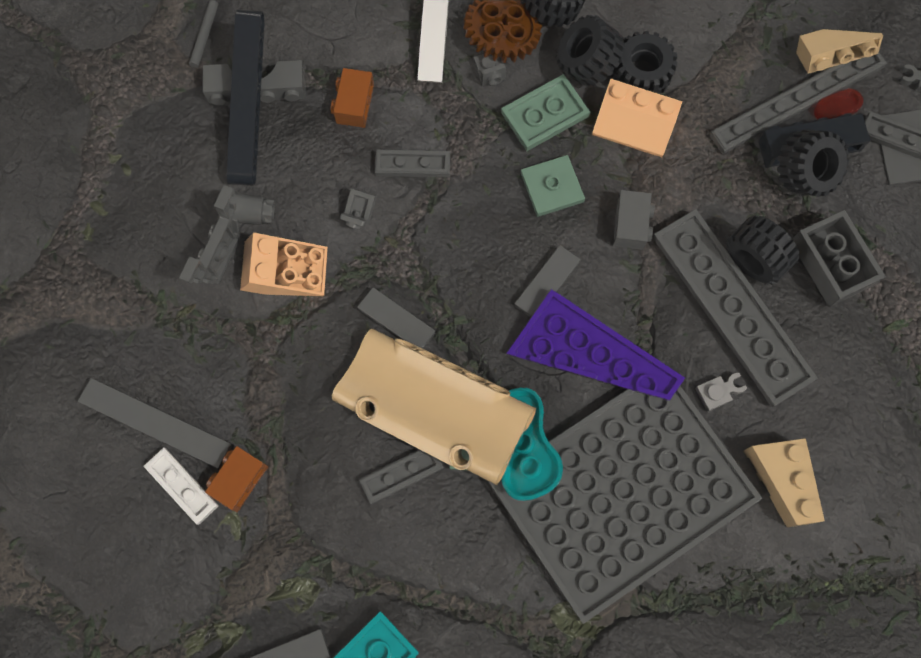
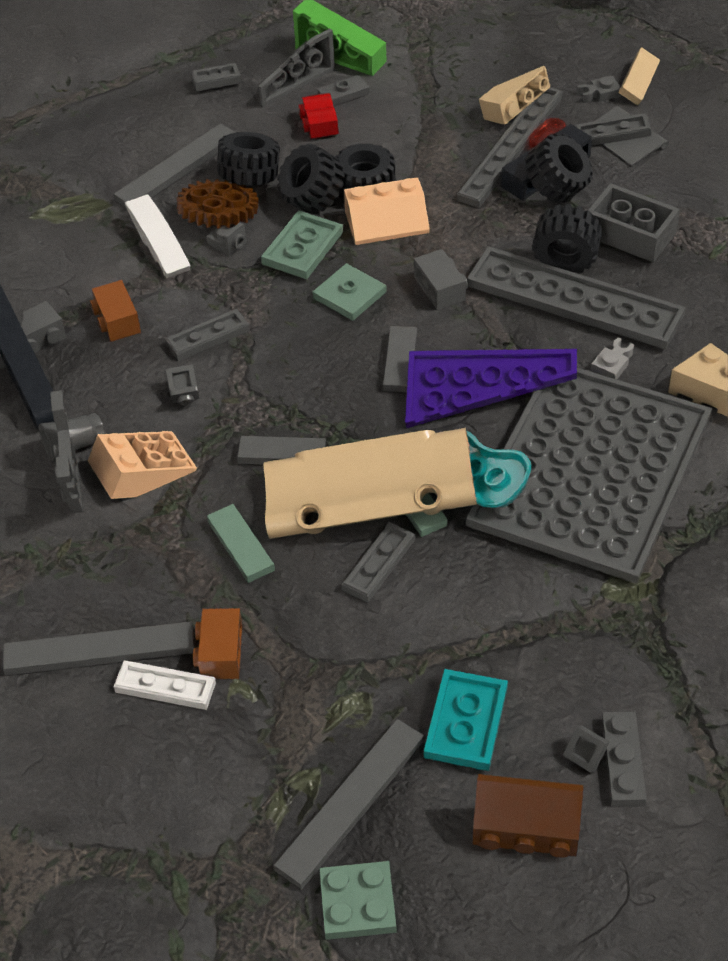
camera: 30 degrees left, 25 degrees down
(311, 390) = (240, 543): none -> sand green tile

